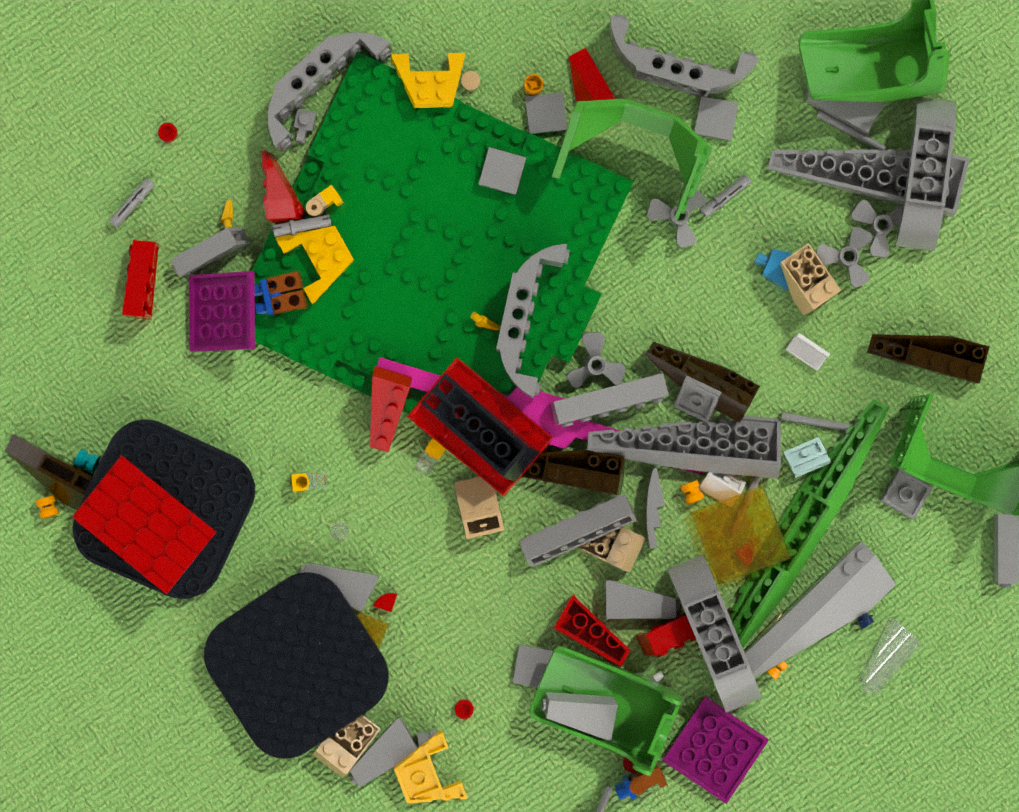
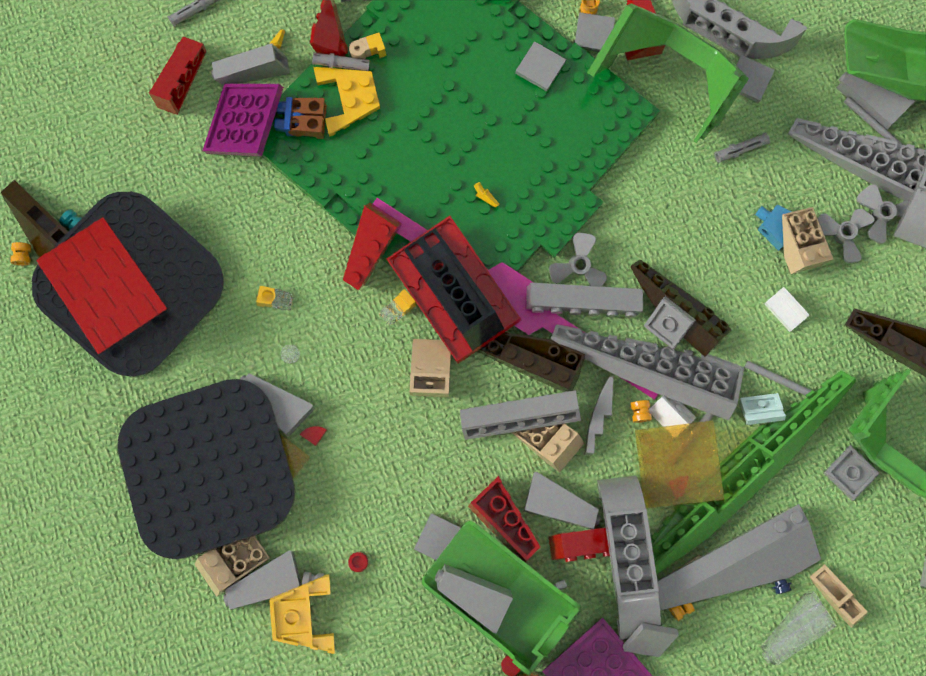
camera: 20 degrees right, 10 degrees down
(524, 282) = (523, 187): light grey slope -> none
(660, 211) = (679, 145): light grey piece -> none
(754, 705) = (650, 640): none -> light grey tile
(919, 614) = (838, 596): none -> tan slope

